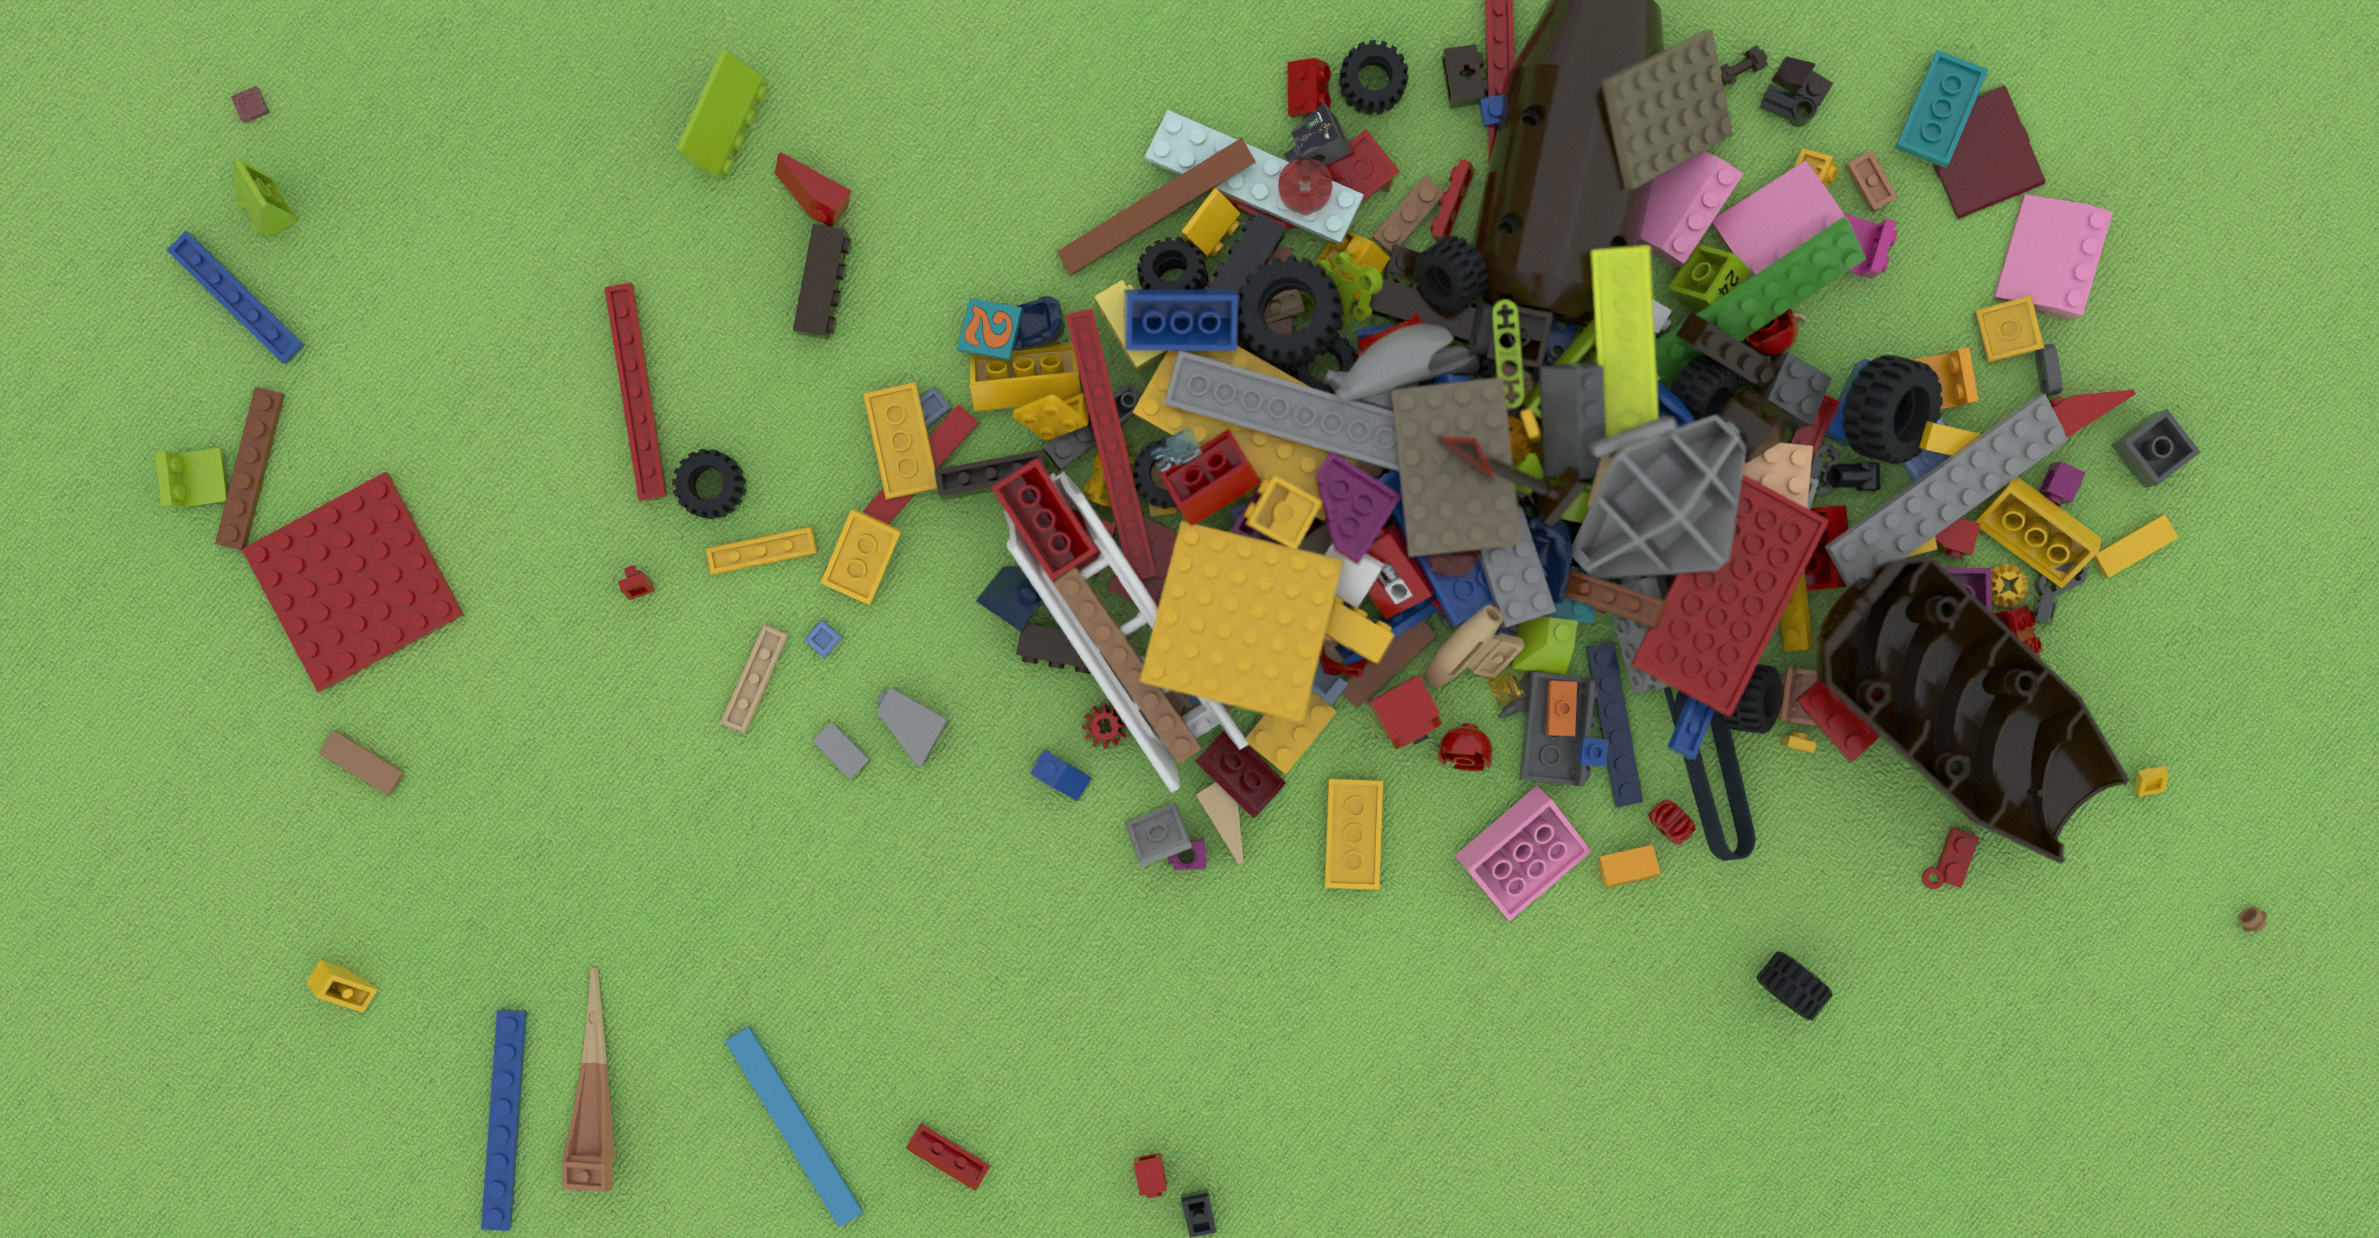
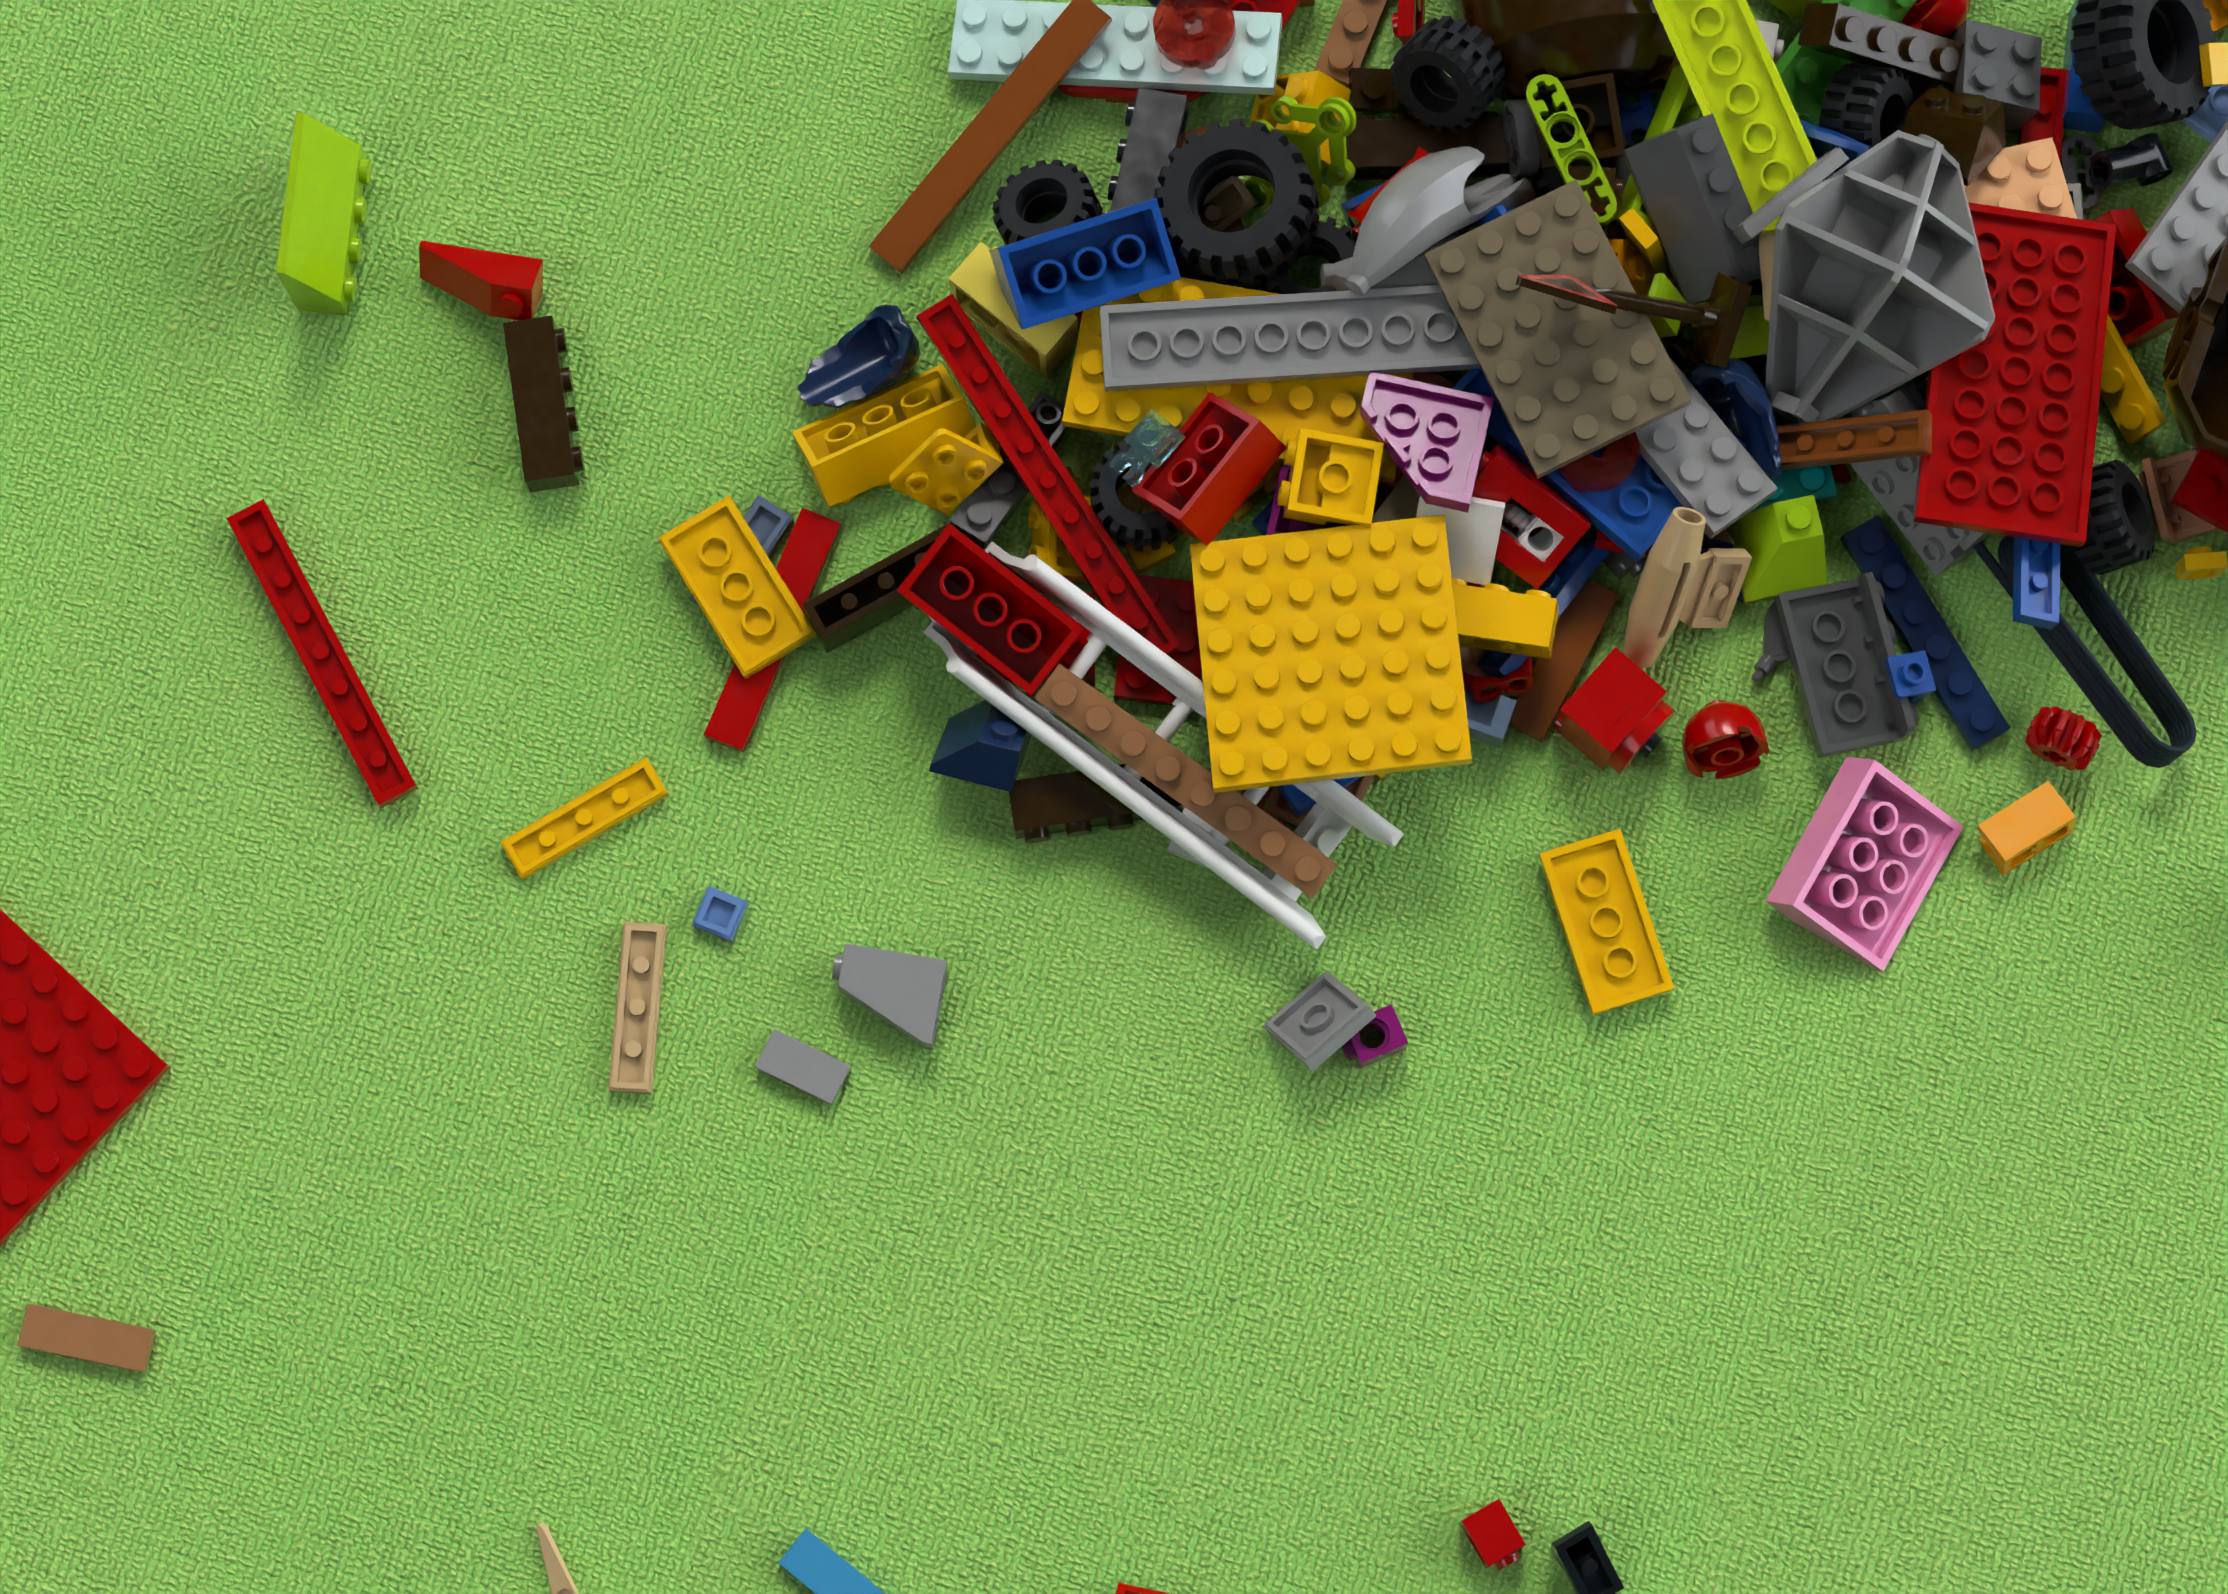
camera: 15 degrees left, 10 degrees down
(635, 584) = (414, 928): red tile -> none
(686, 484) = (454, 718): black tyre -> none
(861, 556) = (736, 772): yellow plate -> none
(990, 329) = (812, 384): teal tile -> none
(1060, 775) = (1142, 987): blue slope -> none
(1096, 728) = (1168, 898): red gear -> none
(1212, 224) = (1080, 126): yellow slope -> none
(1225, 816) = (1400, 953): tan slope -> none
(1241, 774) = (1407, 887): dark red tile -> none
(1286, 740) = (1455, 808): yellow plate -> none
(1505, 687) = (1747, 633): clear yellow plate -> none
(1561, 708) = (1839, 631): orange plate -> none

